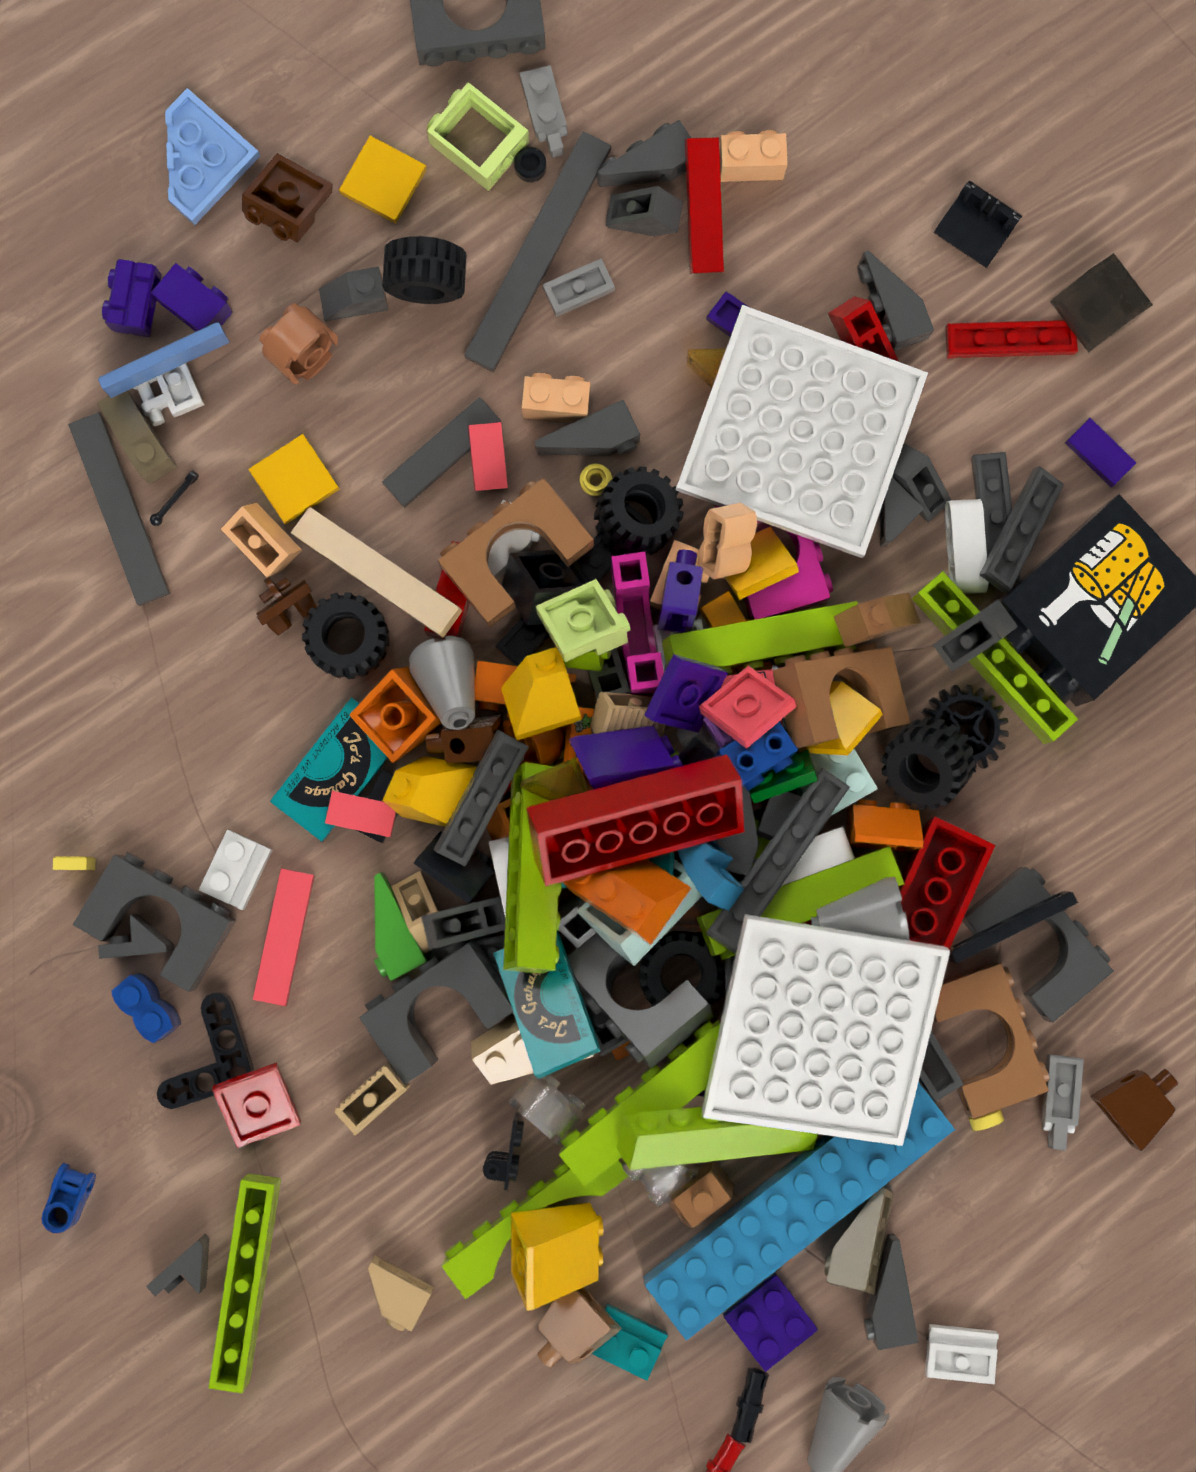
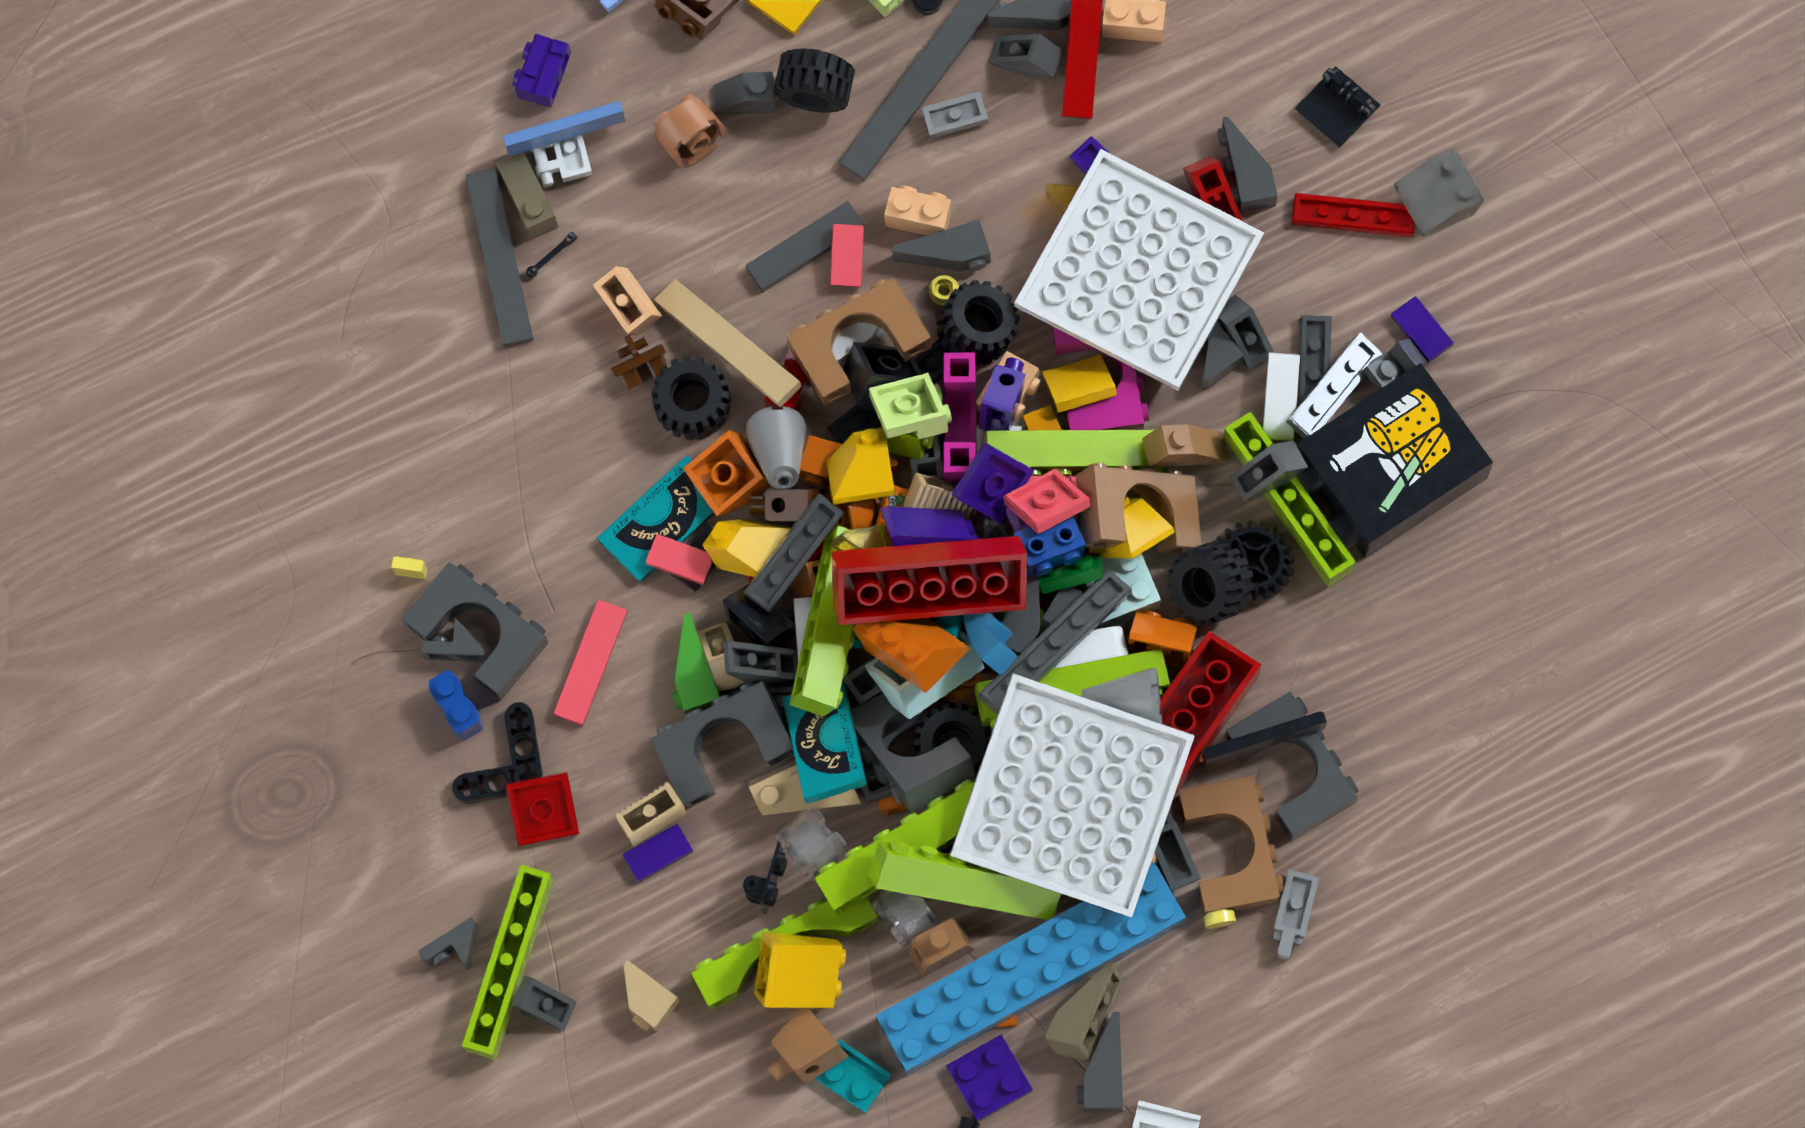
camera: 20 degrees right, 10 degrees down
(69, 1191) = (359, 861): blue piece -> none
(191, 300) = (595, 79): dark purple brick -> none
(235, 869) = (555, 596): white plate -> none
(289, 1317) = (543, 1003): none -> dark grey slope
(294, 479) = (664, 252): yellow tile -> none
(386, 1132) = (658, 853): none -> dark purple tile
(727, 540) = (1053, 355): light nougat brick -> none
(1081, 497) = (1394, 363): none -> dark grey slope
(1138, 1105) = (1364, 926): reddish brown torso -> none

